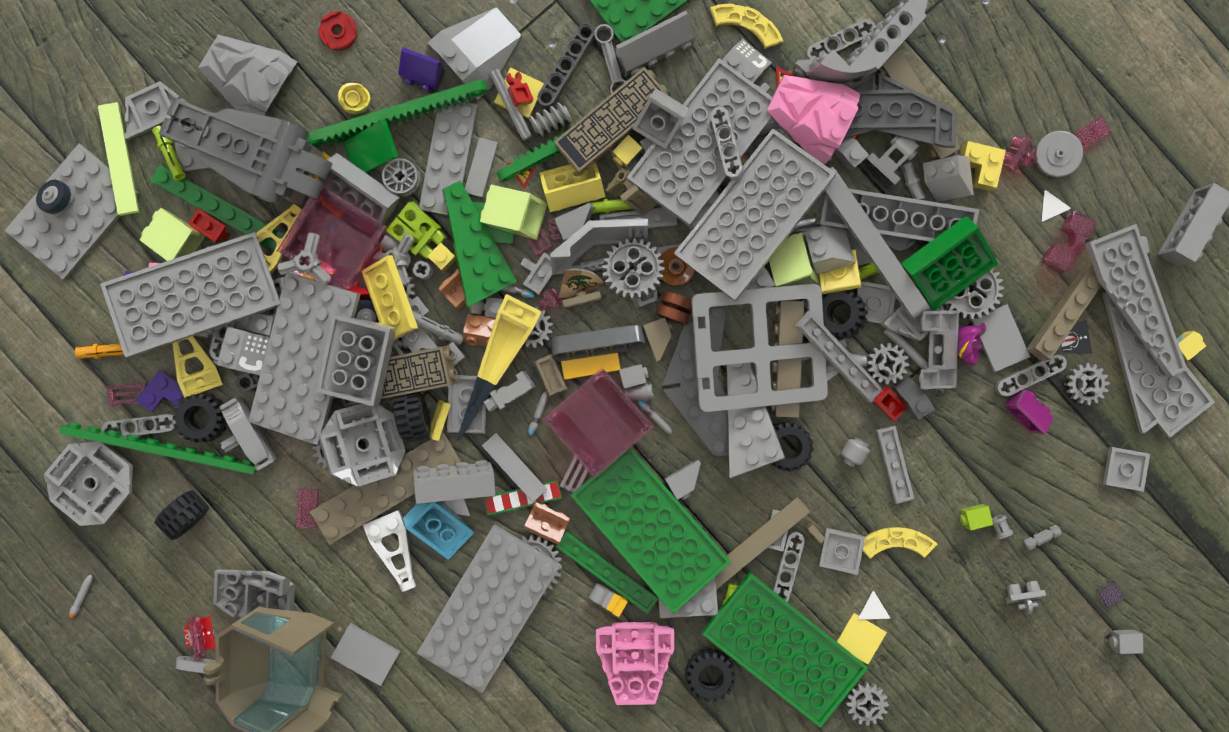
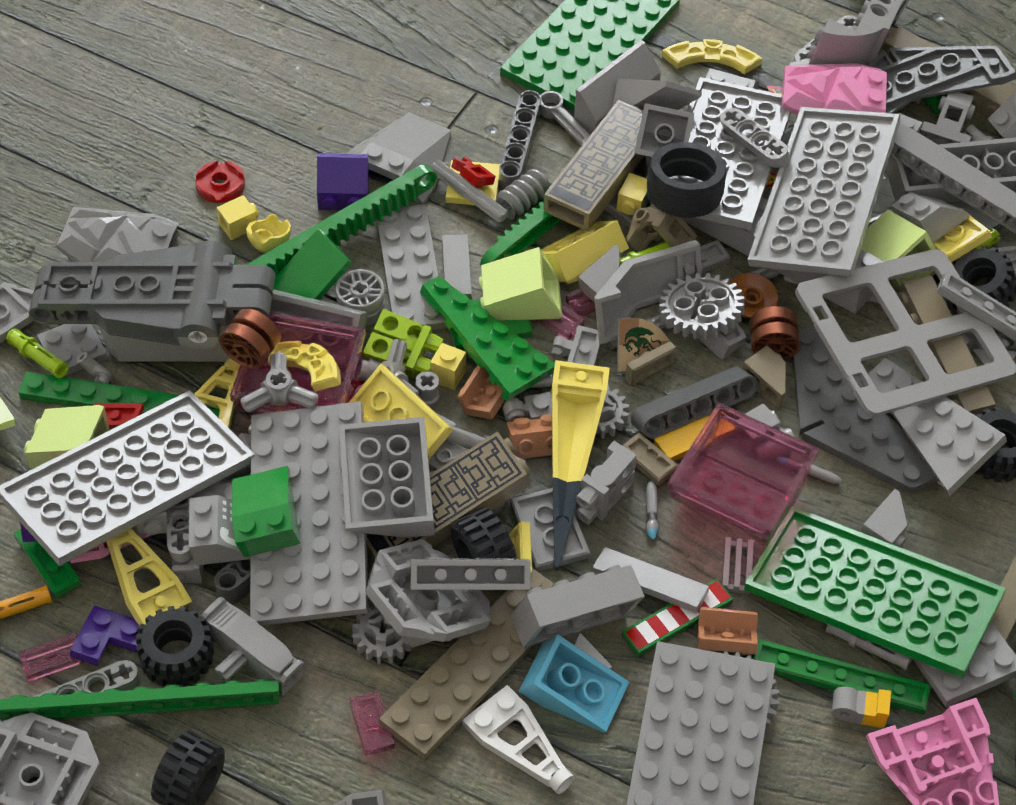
camera: 20 degrees left, 35 degrees down
(205, 176) = (95, 369): none -> light grey arm
(271, 354) = (264, 512): none -> green slope
(296, 218) = (250, 338): none -> copper wheel
(338, 73) = (236, 216): none -> light yellow brick
(344, 237) = (314, 360): none -> light yellow tile
(386, 448) = (470, 574): none -> light grey brick
(551, 299) = (616, 374): clear pink tile -> none
(664, 154) = (683, 198): none -> black tyre
(673, 65) = (654, 93): none -> light grey slope

